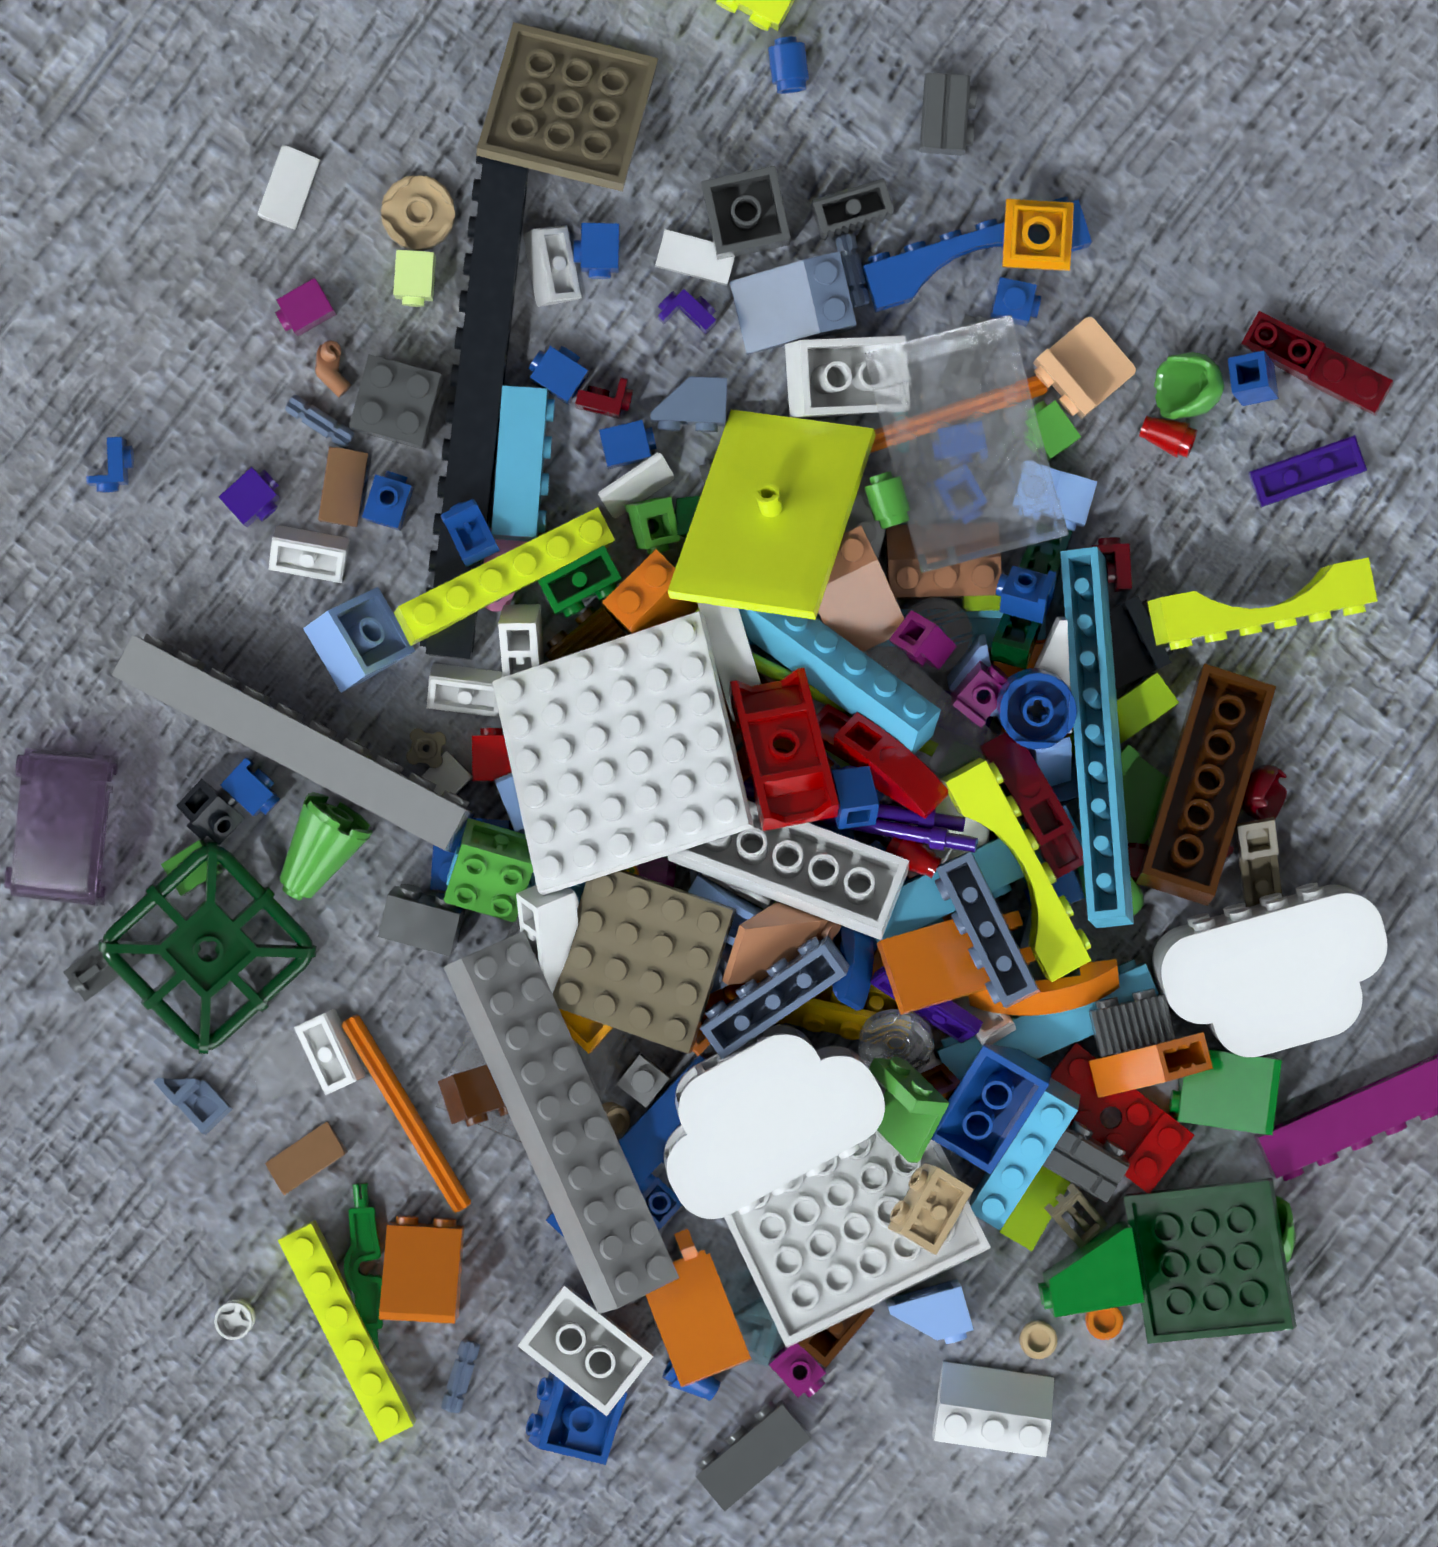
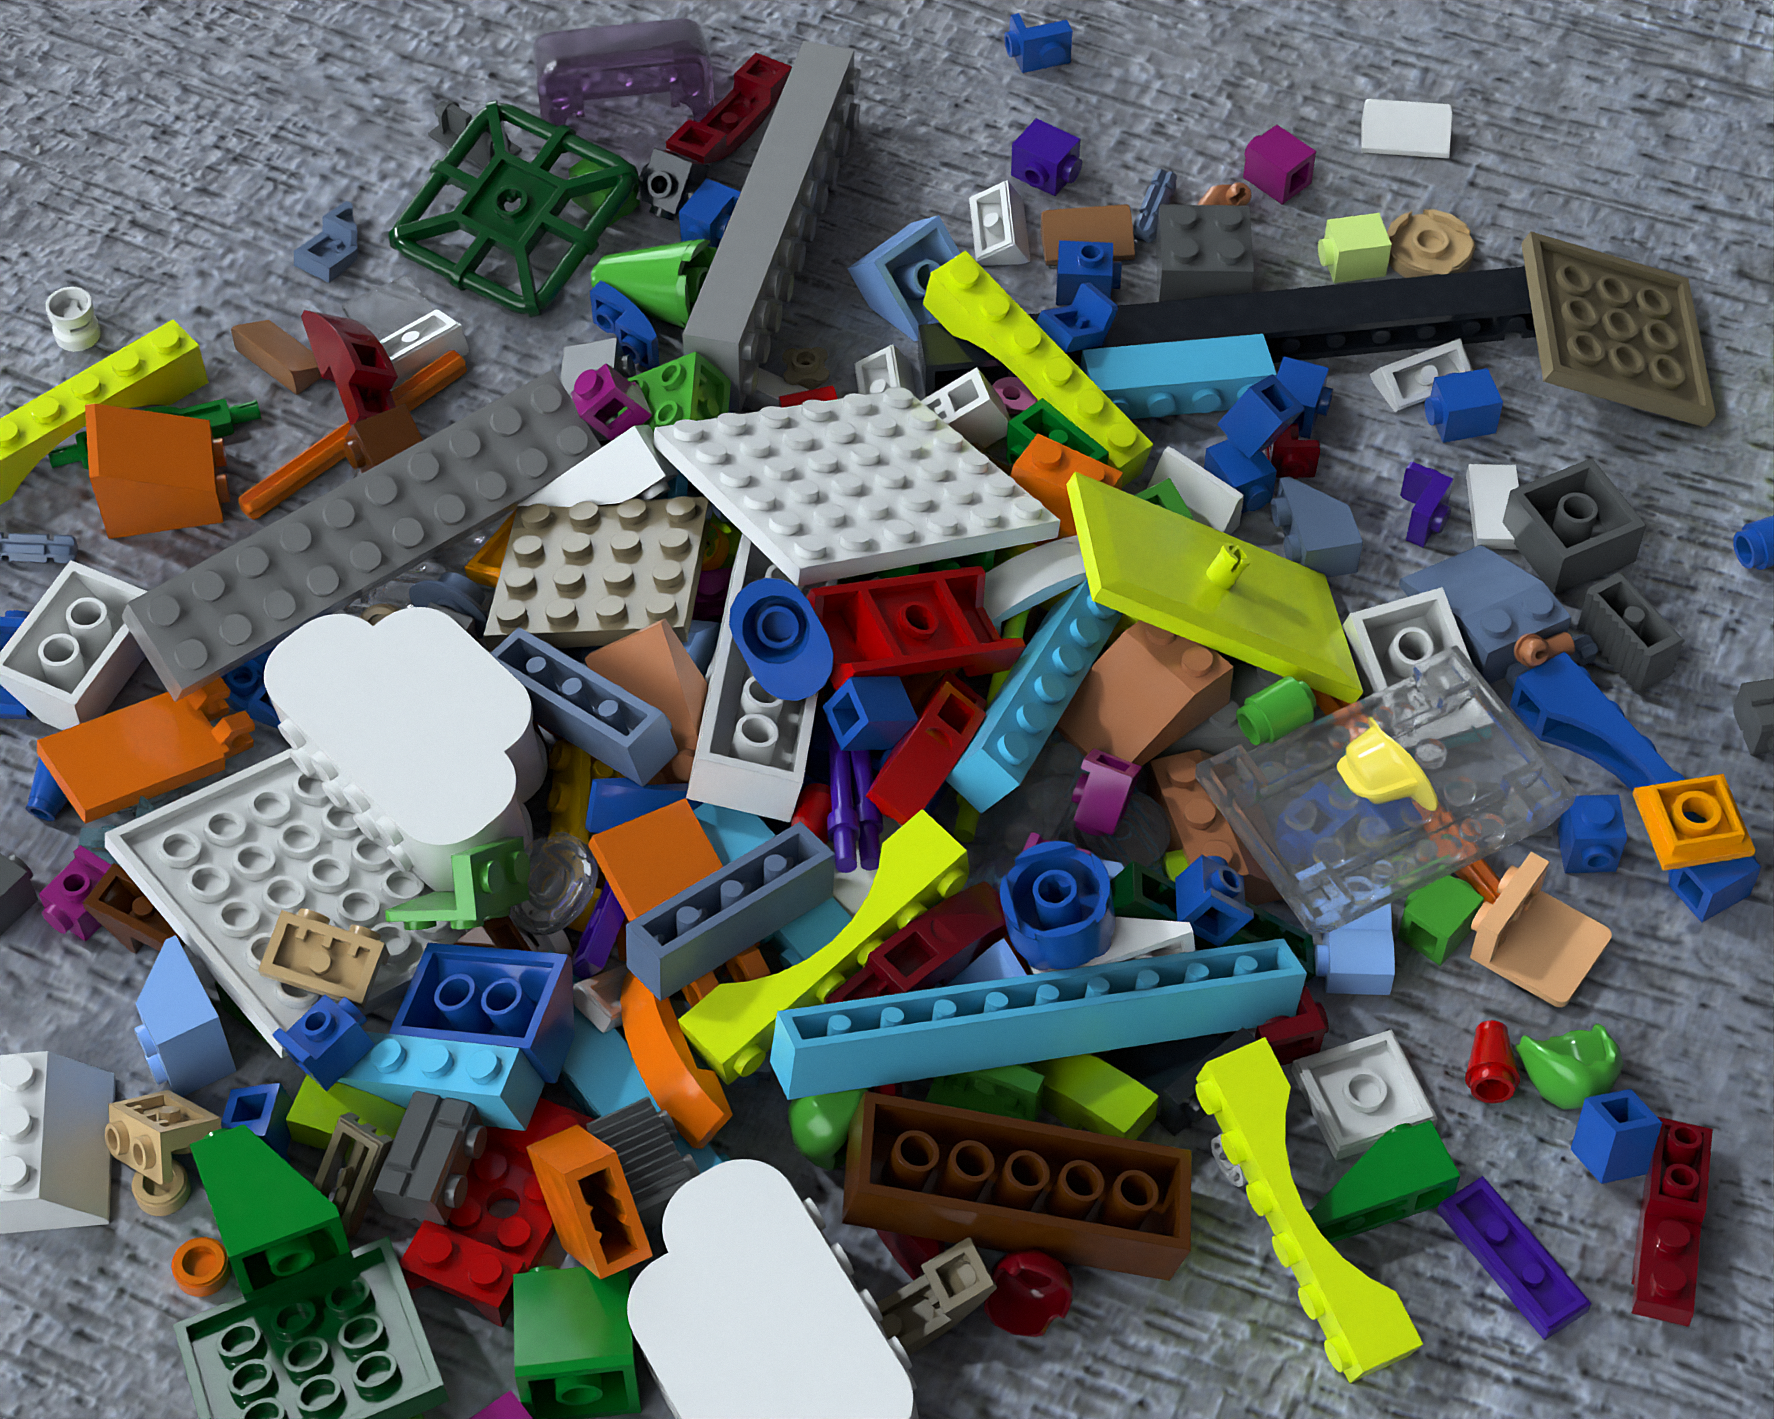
camera: 75 degrees right, 35 degrees down
(132, 745) = (737, 115): none -> dark red slope
(352, 1101) = (354, 360): none -> dark red slope
(364, 877) = (620, 316): none -> blue slope
(488, 917) = (602, 395): none -> magenta brick
(610, 422) = (1260, 416): none -> blue brick
(617, 1066) = (454, 593): none -> sand blue piece
(797, 848) = (781, 639): none -> blue piece
(859, 289) = (1534, 650): none -> nougat arm
(965, 449) = (1384, 770): none -> light yellow piece
(996, 1203) = (326, 1040): none -> blue brick
(1010, 1335) = (152, 1127): none -> tan bracket
(1016, 1281) = (263, 1112): none -> blue brick
(1166, 527) = (1361, 1092): none -> white tile
(1241, 534) = (1393, 1180): none -> green slope

